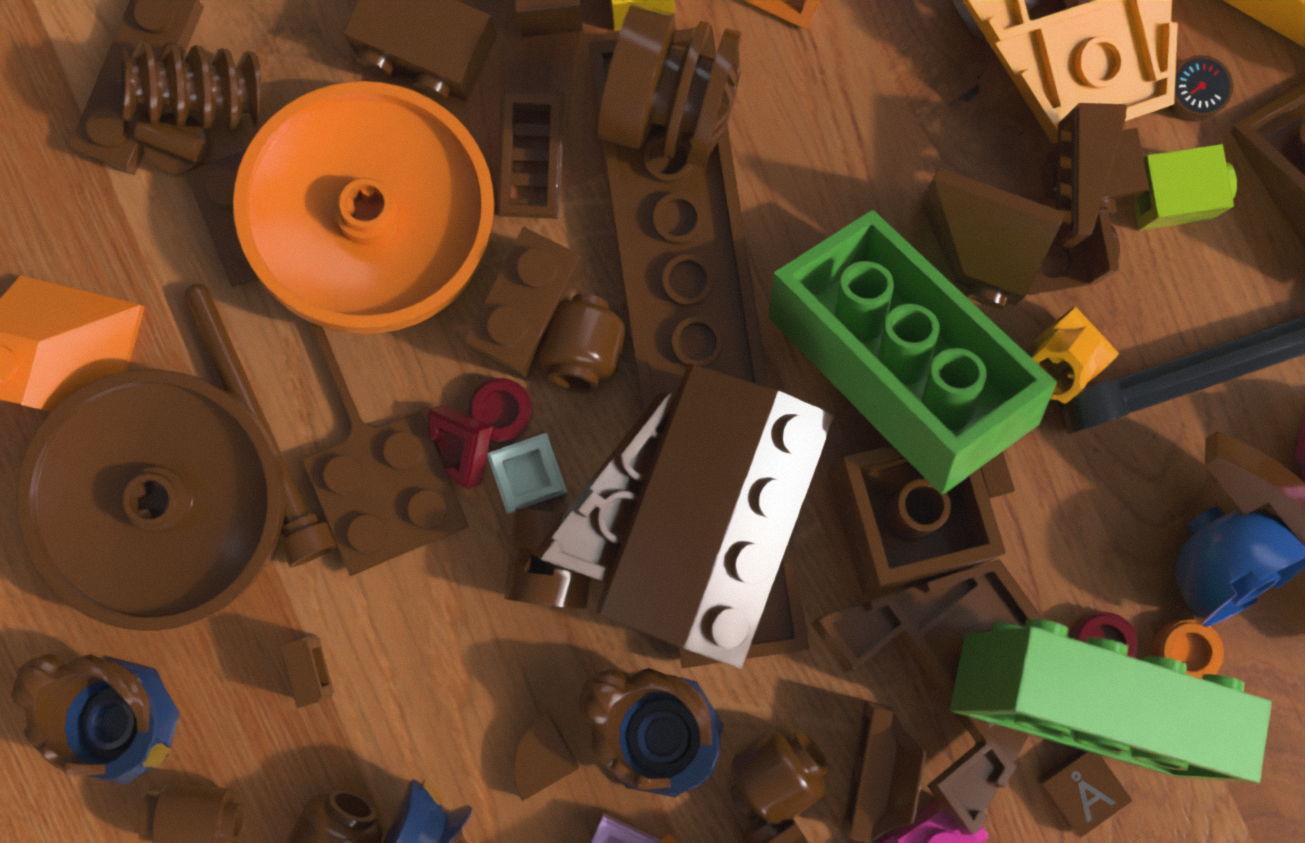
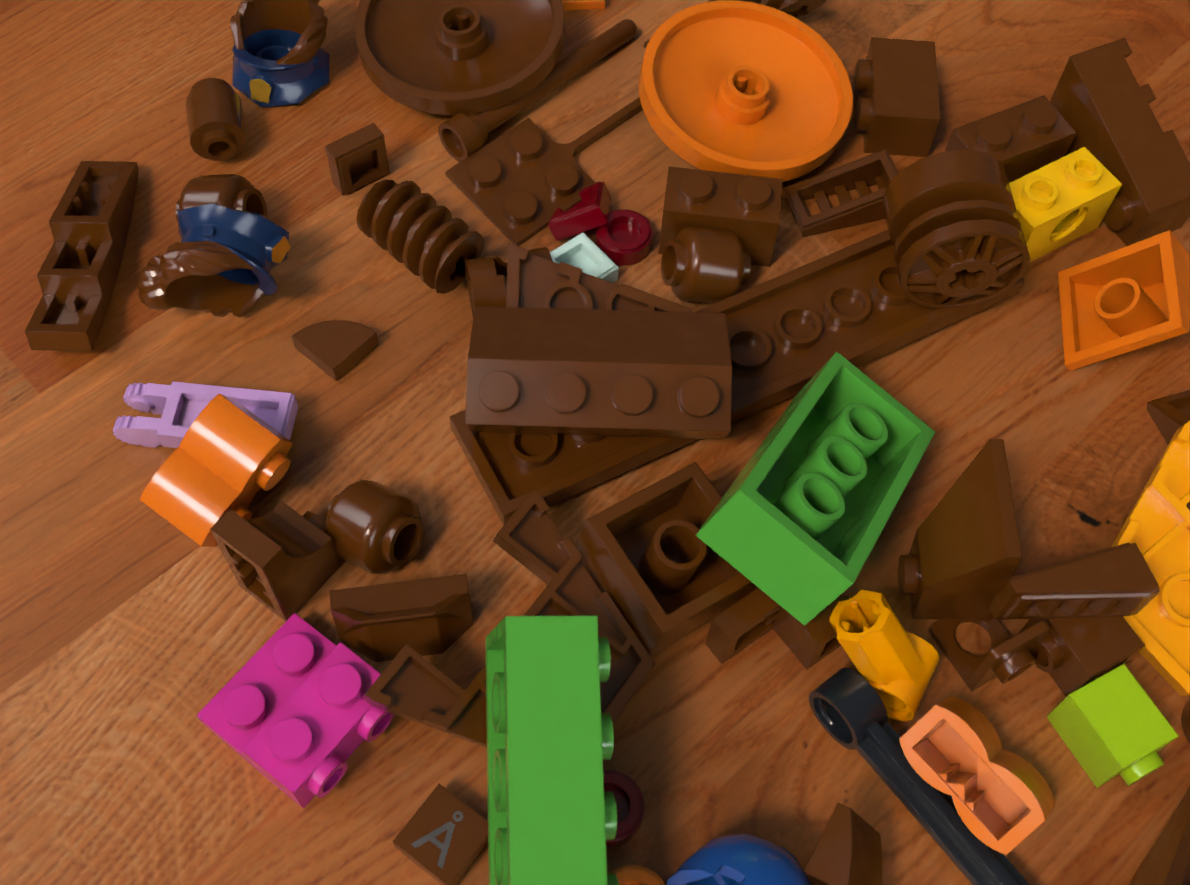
camera: 70 degrees right, 25 degrees down
(441, 631) = (419, 233): none -> reddish brown piece
(652, 729) = (385, 409): piece -> none
(1193, 325) = (991, 788): none -> orange brick

